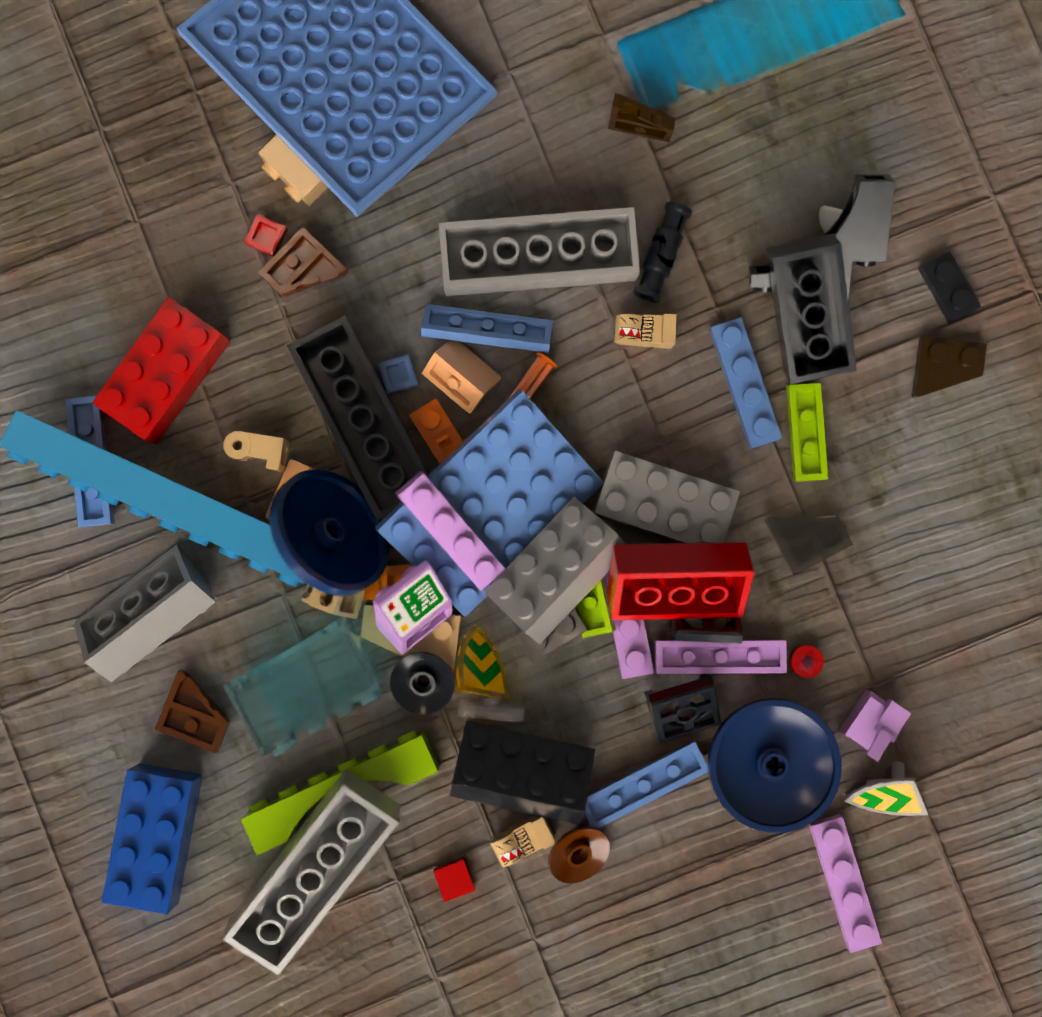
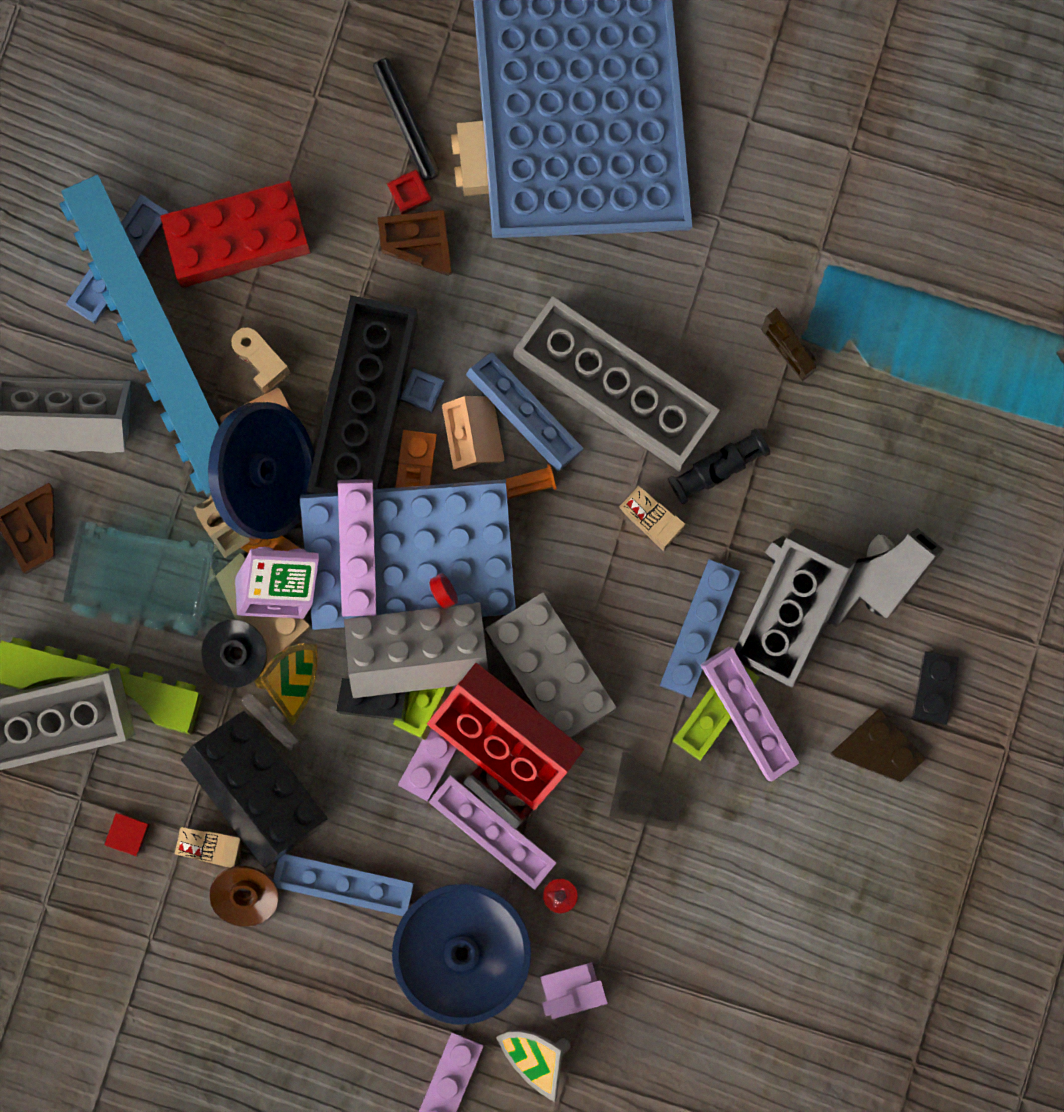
camera: 40 degrees right, 5 degrees down
(218, 182) = (406, 119): none -> black axle
(541, 510) = (443, 591): none -> red tile
(695, 722) = (401, 859): black piece -> none
(837, 415) = (749, 713): none -> lavender plate

